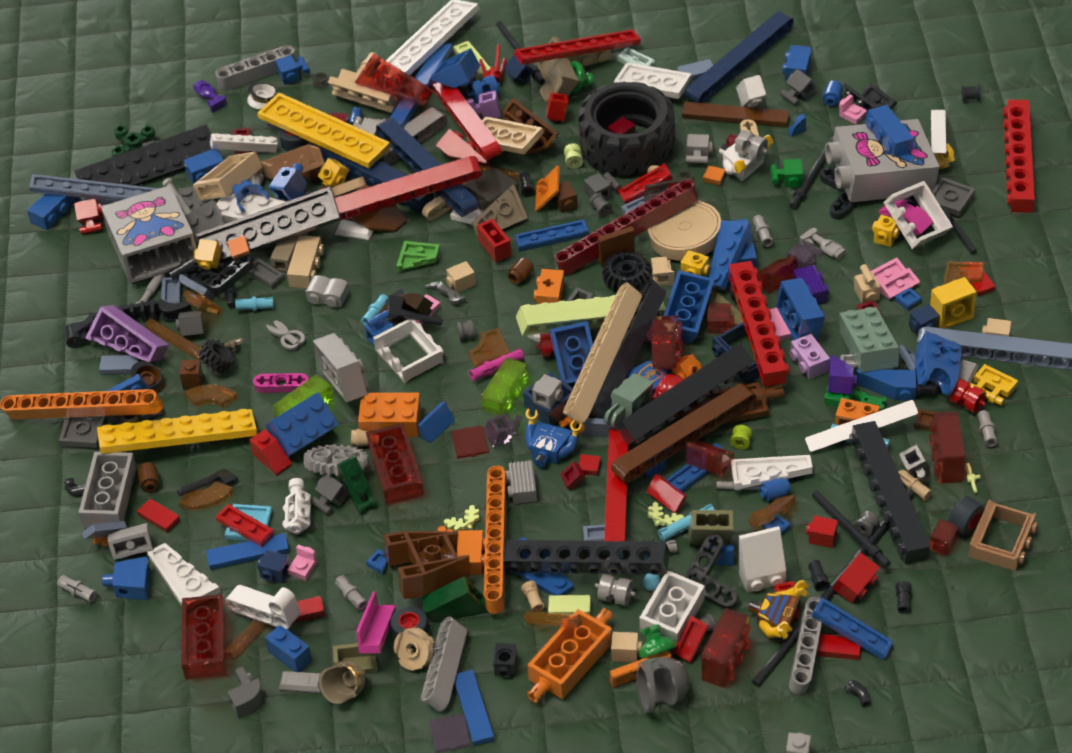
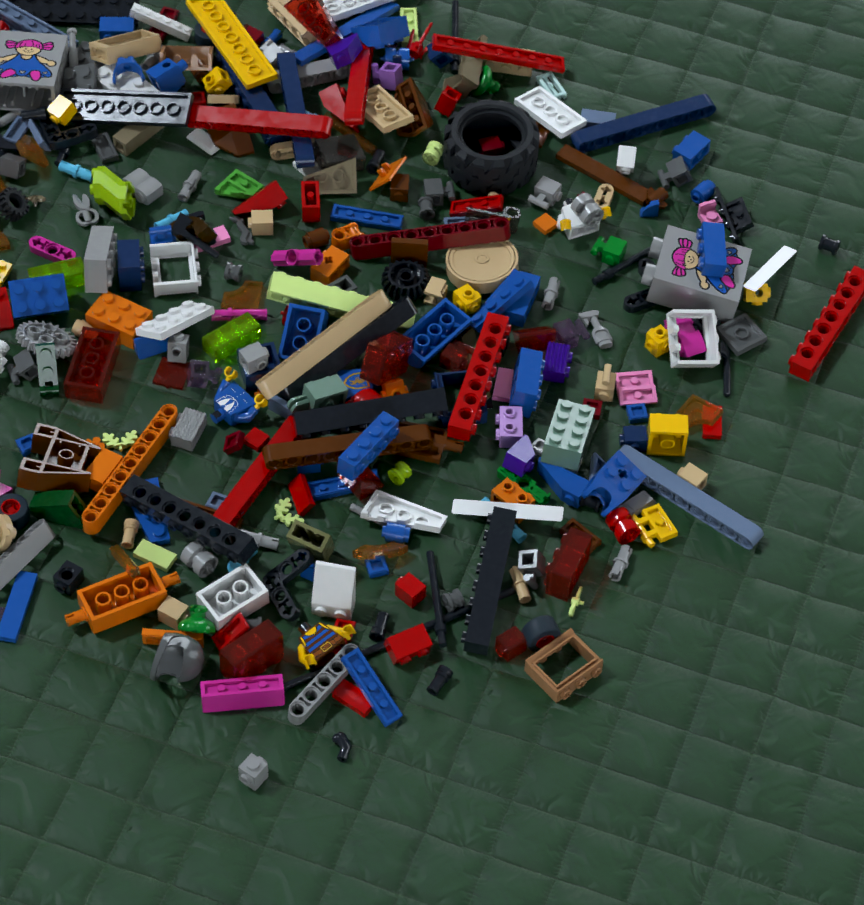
camera: 20 degrees right, 5 degrees up
(238, 247) = (90, 115): orange tile -> none
(305, 261) = (142, 150): tan brick -> none
(306, 306) = (113, 192): none -> lime brick
(369, 274) = (189, 186): none -> light grey pin
(373, 361) = (130, 265): none -> dark blue brick
(437, 99) = (344, 51): none -> dark purple slope
(446, 392) = (175, 320): none -> white plate
(452, 253) = (266, 198): none -> red slope
(463, 415) = (178, 348): none -> light grey brick
(509, 296) = (297, 257): none -> dark pink piece
(545, 258) = (341, 236): none -> orange piece
(678, 526) = (282, 529): medium azure pin -> none
(710, 420) = (368, 446): none -> blue brick
(739, 686) = (242, 693): none -> dark pink panel
(792, 113) = (659, 194): none -> reddish brown piece

